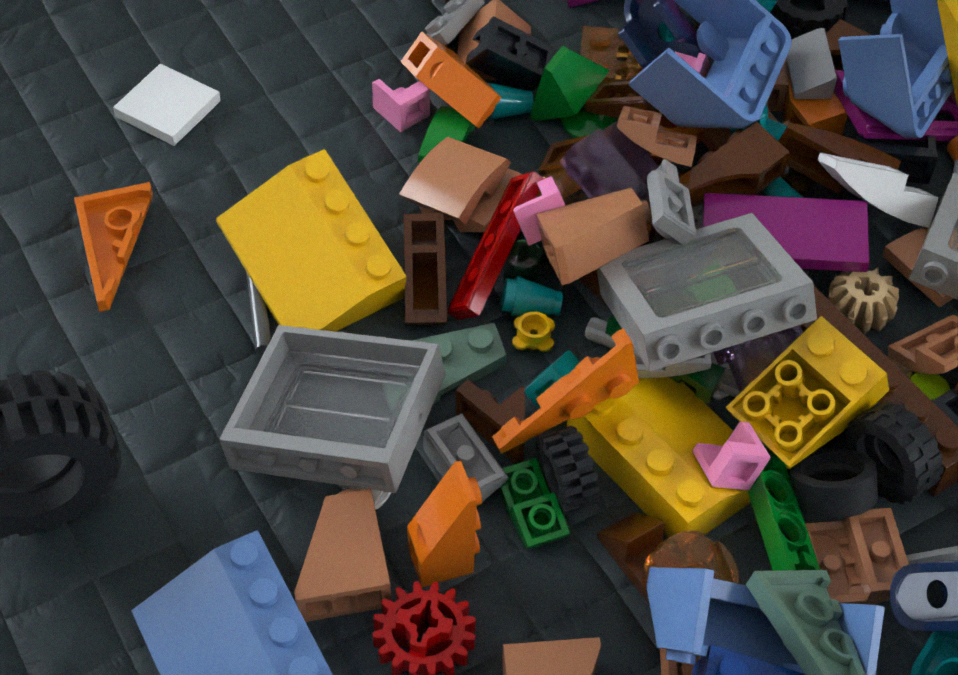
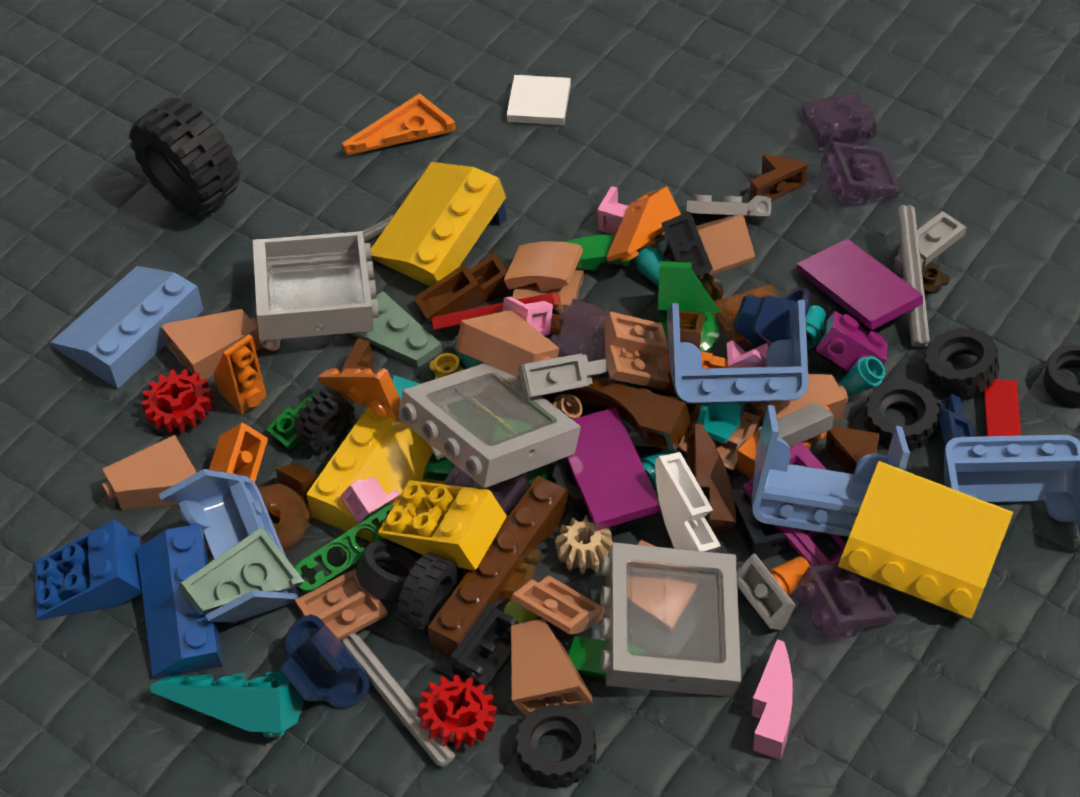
camera: 70 degrees right, 0 degrees up
(457, 441) = (304, 377): light grey slope -> none
(581, 593) = (239, 452): none -> orange brick

